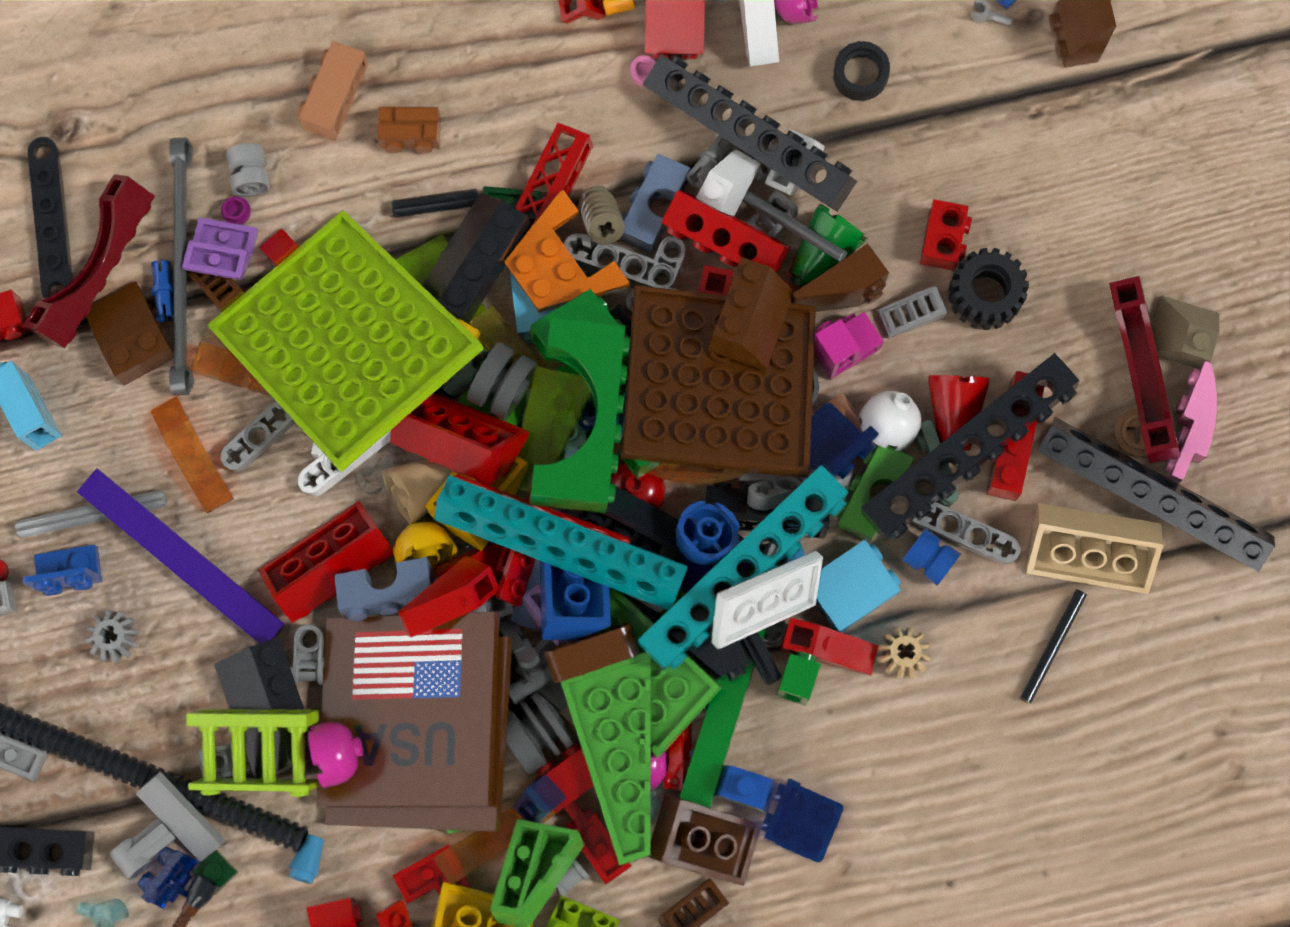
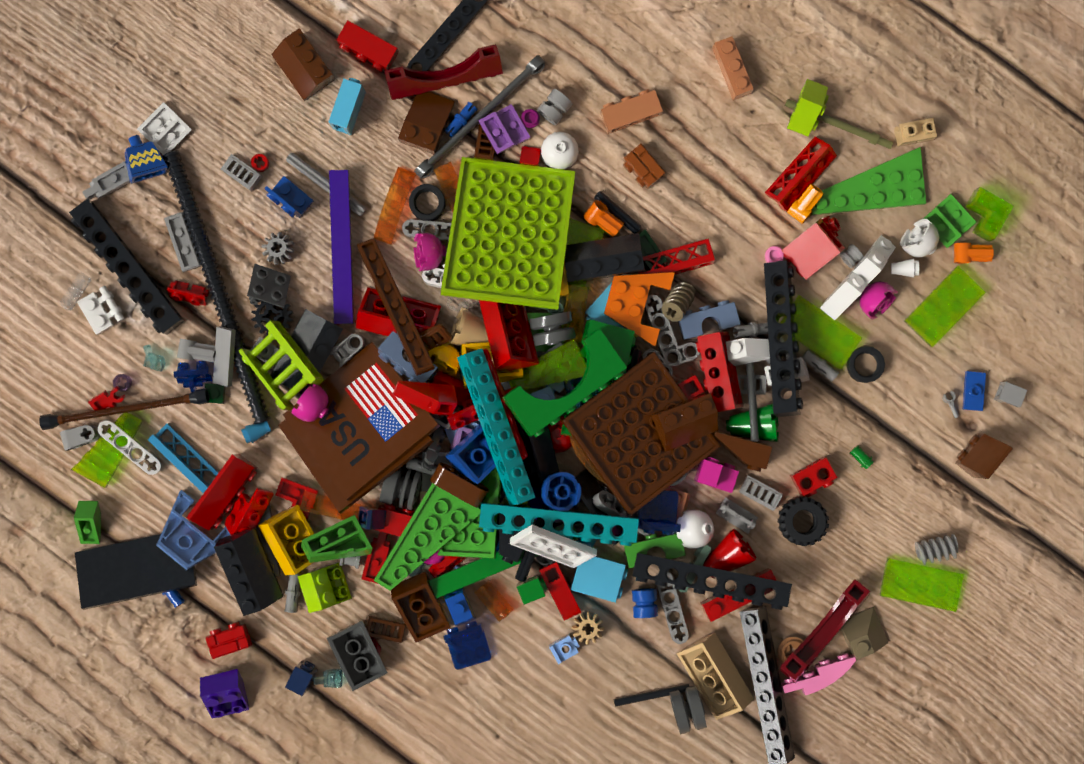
camera: 45 degrees right, 10 degrees up
(53, 805) = (179, 292): none -> red hinge
(145, 687) = (268, 286): none -> dark grey hinge
(178, 725) = (259, 318): none -> black gear
(212, 390) = (427, 188): none -> black tyre
(281, 458) = (428, 251): none -> dark pink cylinder
(303, 207) = (559, 150): none -> white cylinder
(310, 549) = (395, 307): none -> reddish brown tile
(384, 560) = (426, 335): none -> reddish brown slope
(419, 224) = (599, 215): none -> orange piece
(773, 741) = (494, 601): none -> clear orange hinge
(786, 87) = (823, 334): none -> clear neon green plate
(819, 121) = (820, 365): none -> light grey pin
(902, 714) = (556, 648): none -> light blue brick
(916, 362) = (737, 515): none -> light grey hinge
(968, 163) = (861, 457): none -> green pin
(1108, 612) = (689, 709): none -> dark grey wheel
(1151, 165) = (937, 548): none -> light grey piece
(1179, 219) = (921, 584): none -> clear neon green plate

